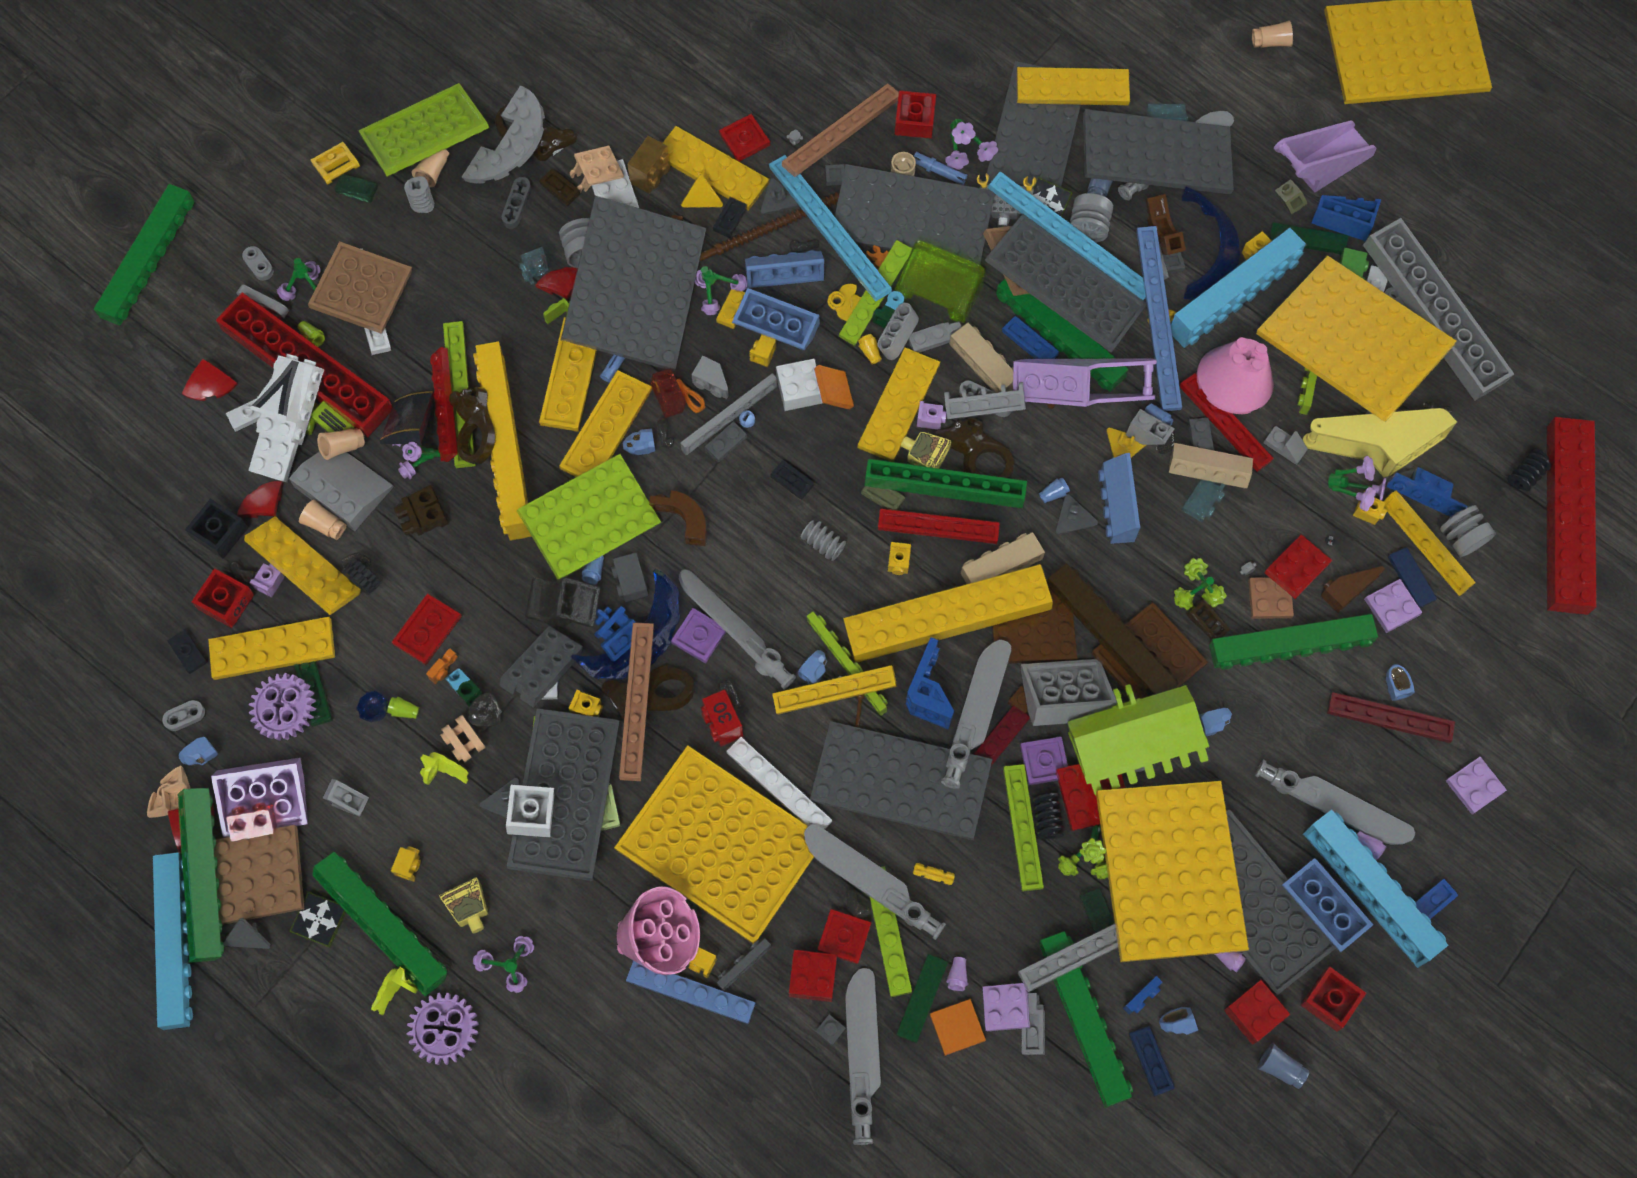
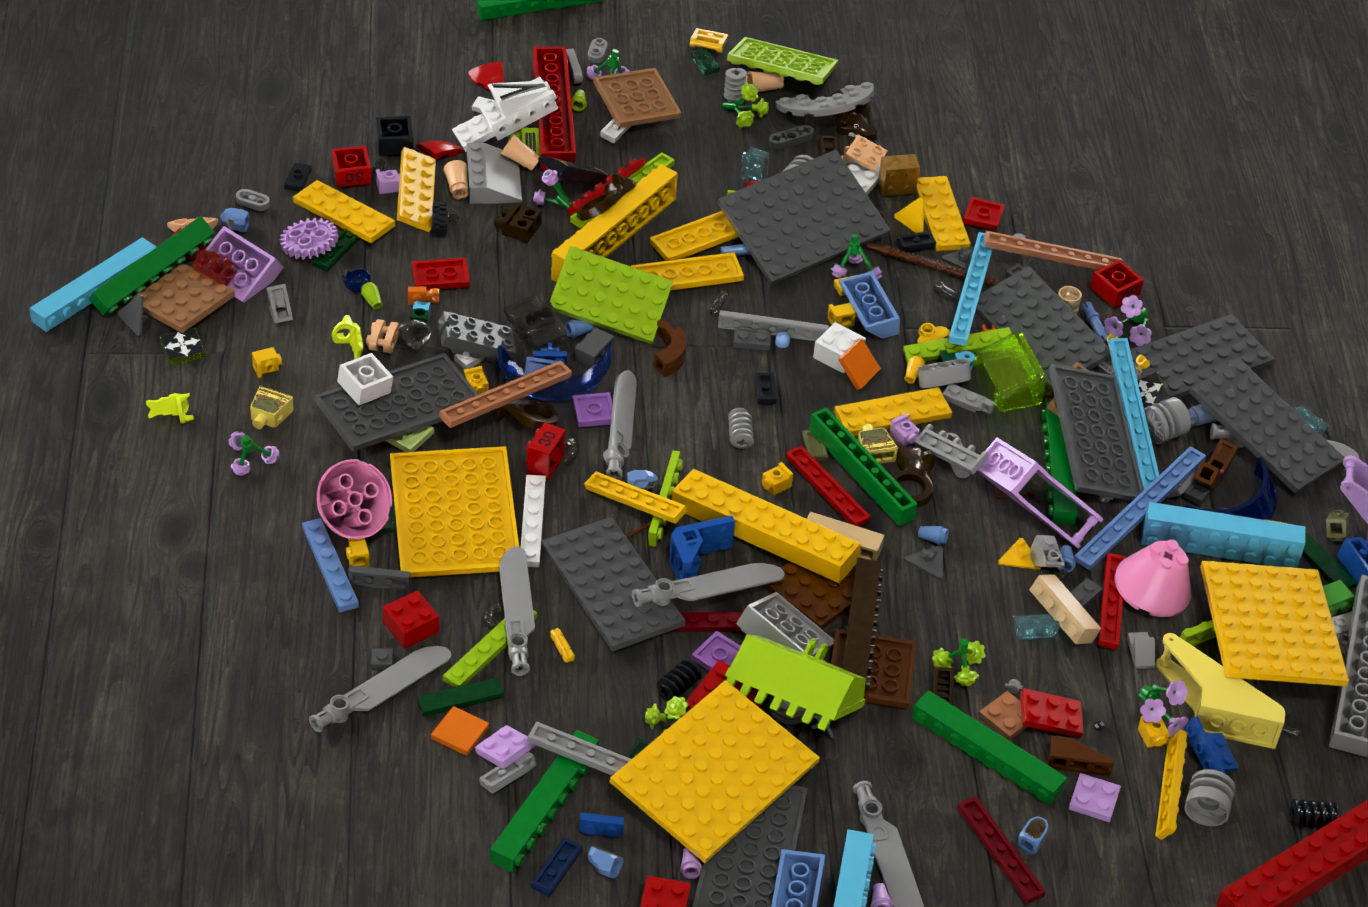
camera: 45 degrees right, 25 degrees down
(379, 923) = (209, 373): green brick -> none
(446, 1008) = (169, 449): lavender gear -> none
(451, 198) = (745, 118): none -> lime plant
(639, 442) = (698, 297): medium blue rock -> none
(668, 393) = (748, 284): clear red brick -> none
(687, 391) = (764, 298): orange piece -> none
(709, 376) = (787, 300): light grey slope -> none
(784, 269) = (913, 289): medium blue slope -> none
(844, 936) = (460, 622): red plate -> none
(958, 975) = (498, 704): lavender cone -> none
(982, 358) = (984, 425): tan brick -> none
(1023, 828) = (647, 678): lime plate -> none
(1029, 340) = (1031, 444): blue plate -> none
(1073, 86) = (1254, 352): yellow plate -> none
(1119, 499) = (971, 573): medium blue slope -> none
(1215, 720) = (867, 736): medium blue rock -> none
(1412, 577) = (1132, 795): dark blue tile -> none

